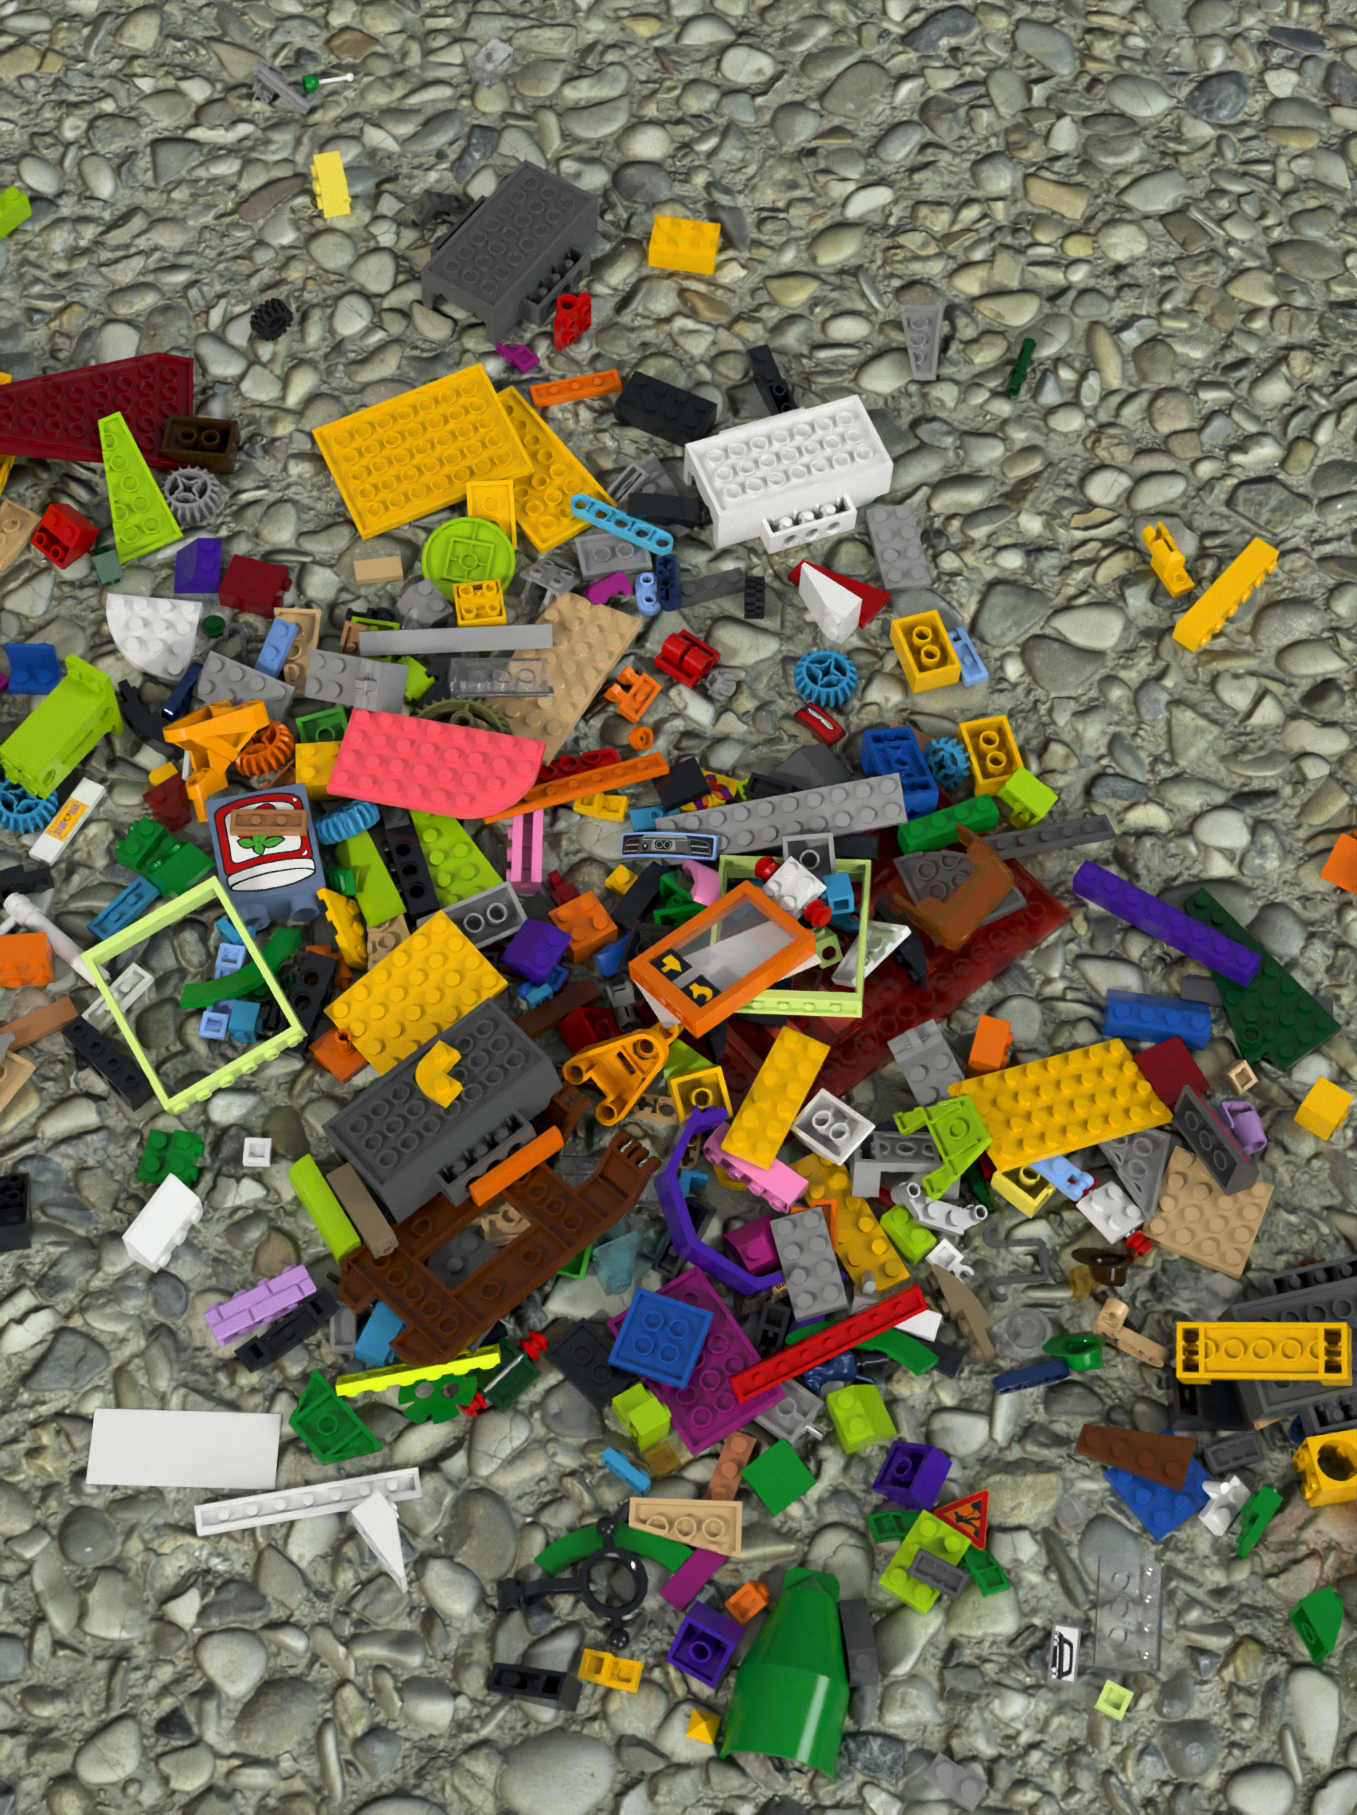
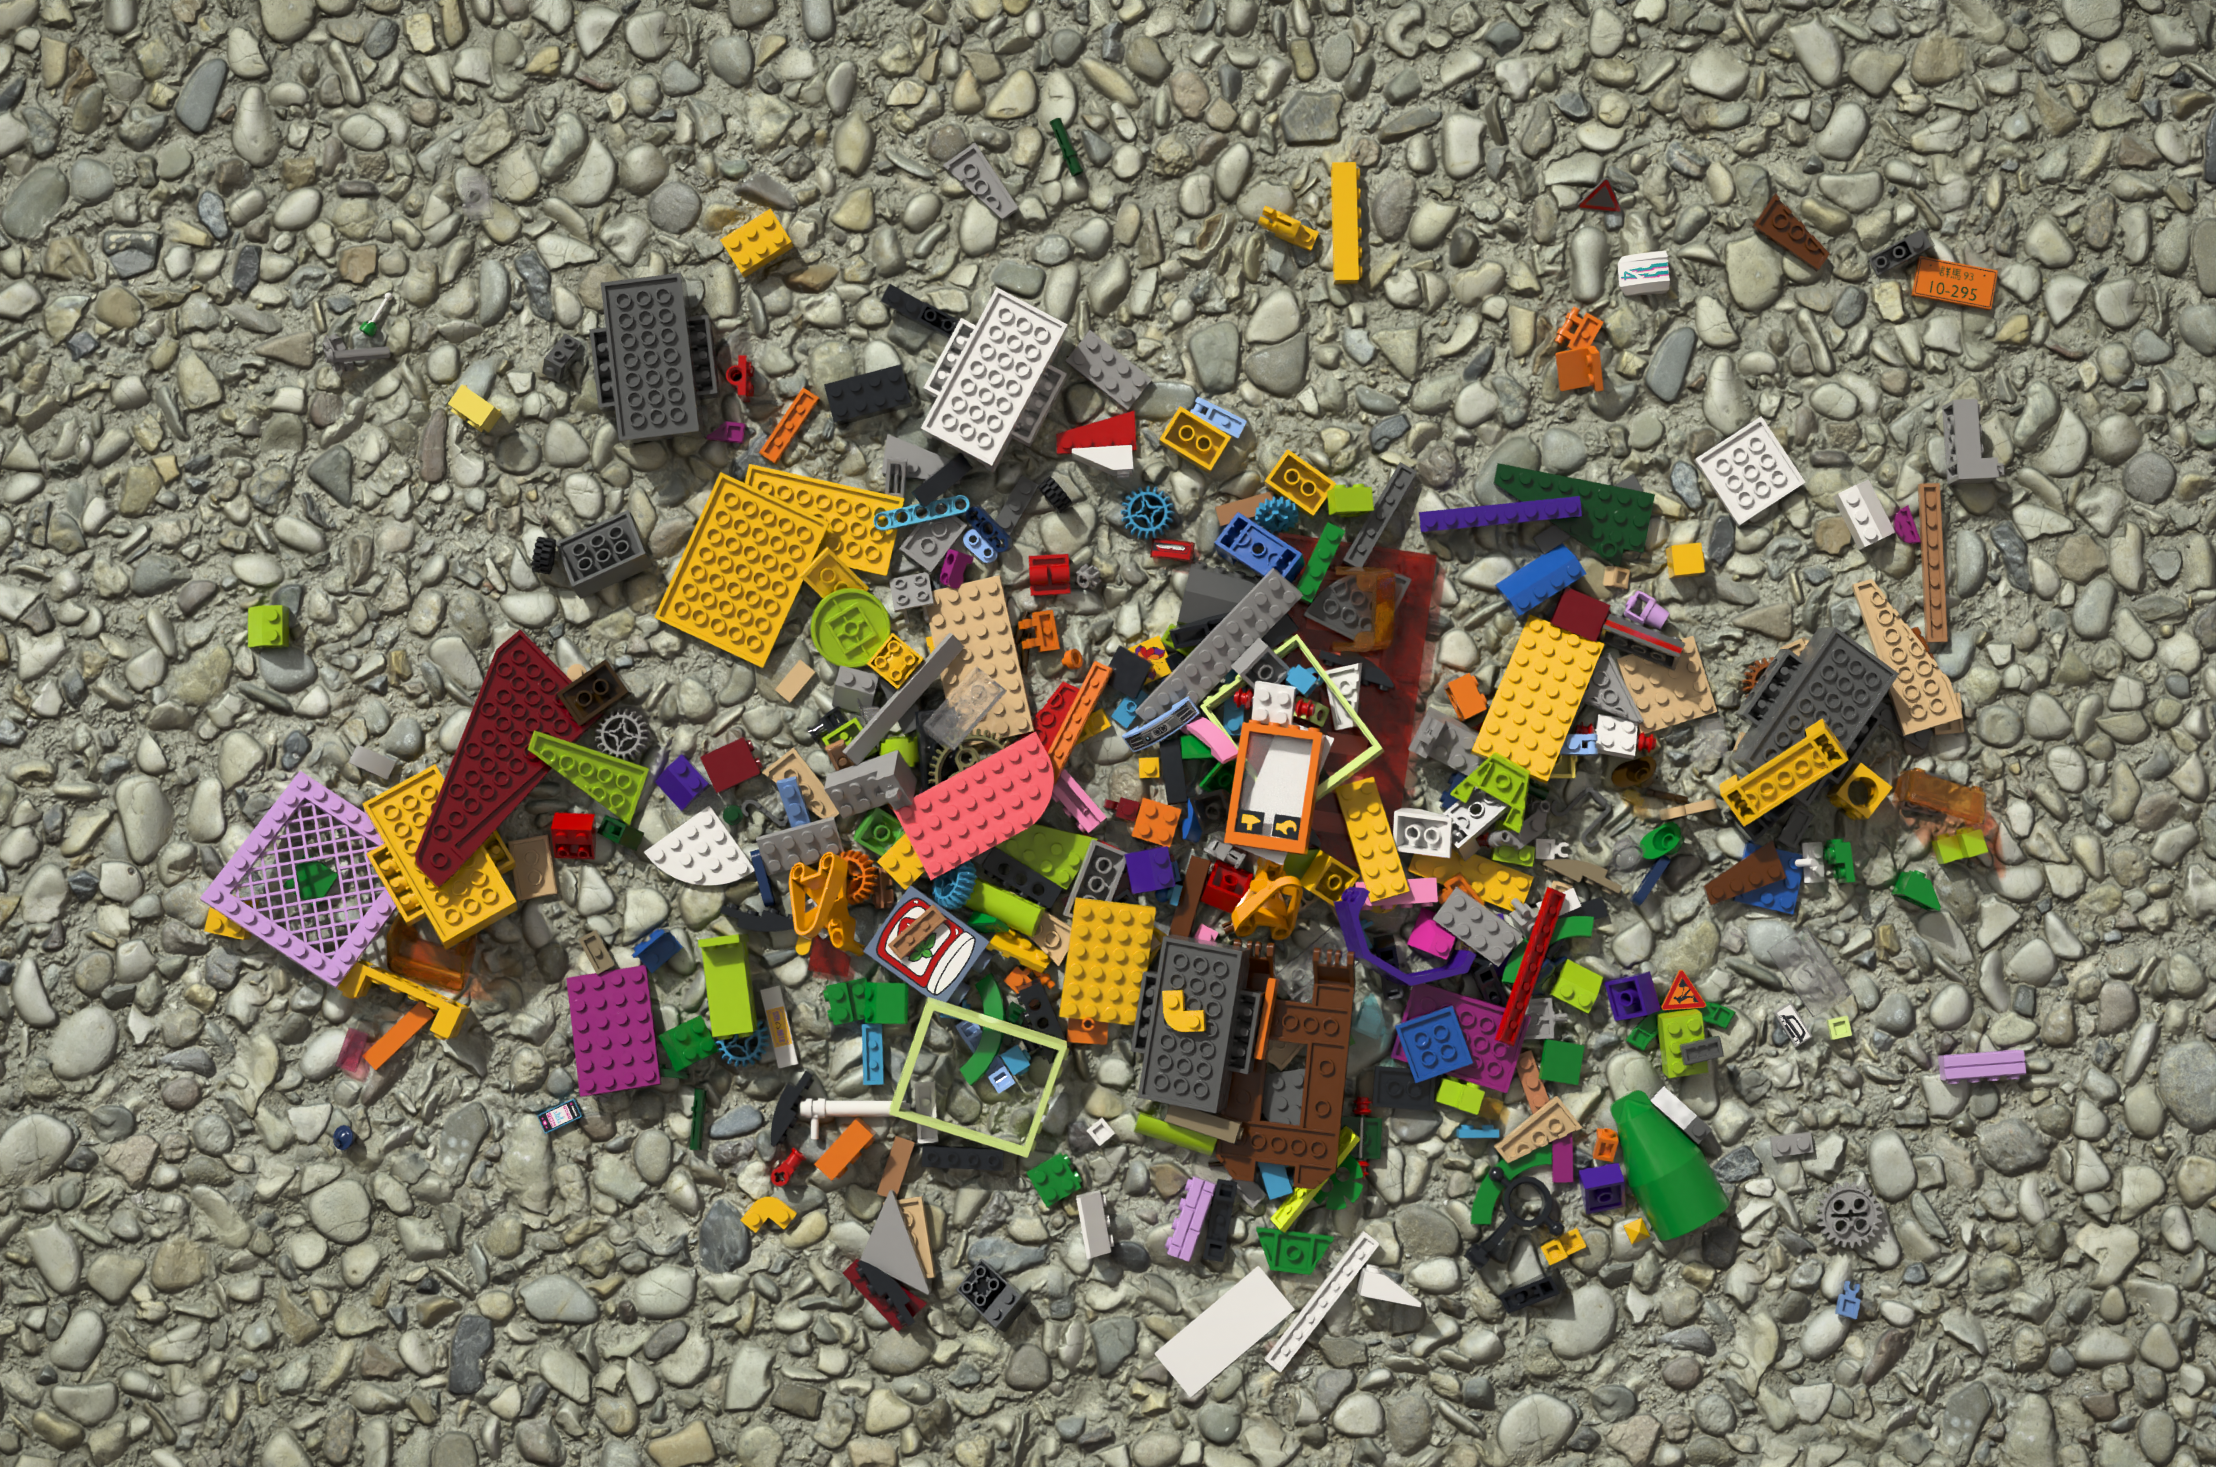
camera: 40 degrees left, 25 degrees up
(319, 360) = (603, 554): none -> dark grey slope

